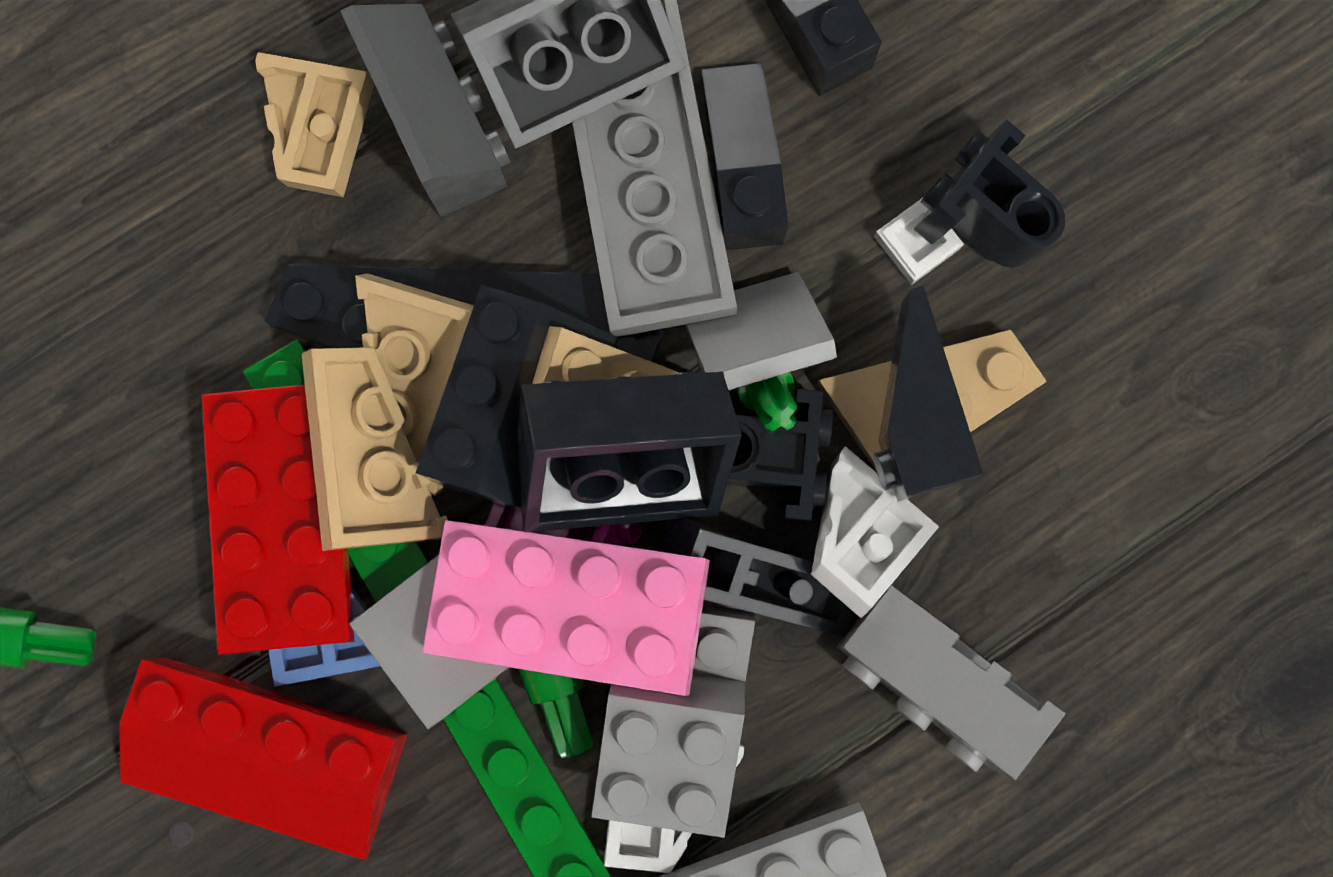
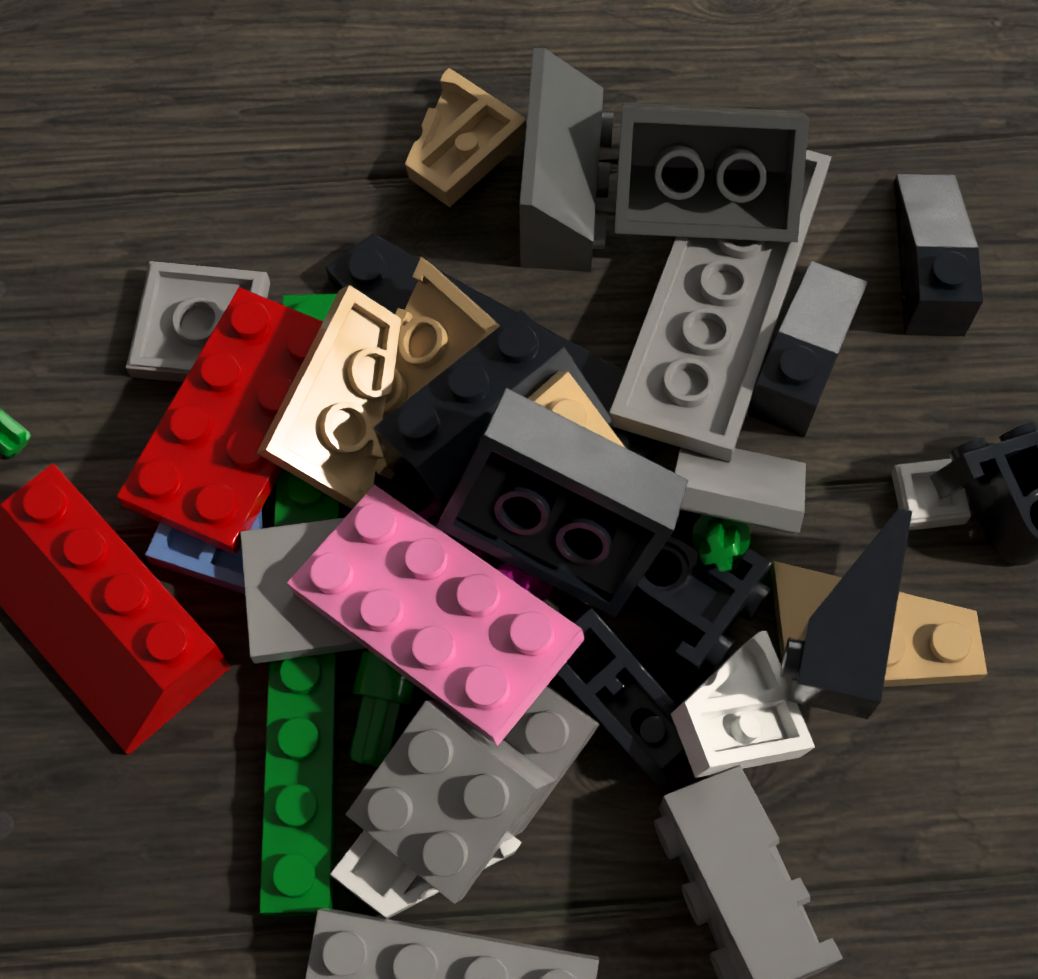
camera: 30 degrees right, 15 degrees down
(161, 438) = (180, 313): none -> light grey tile

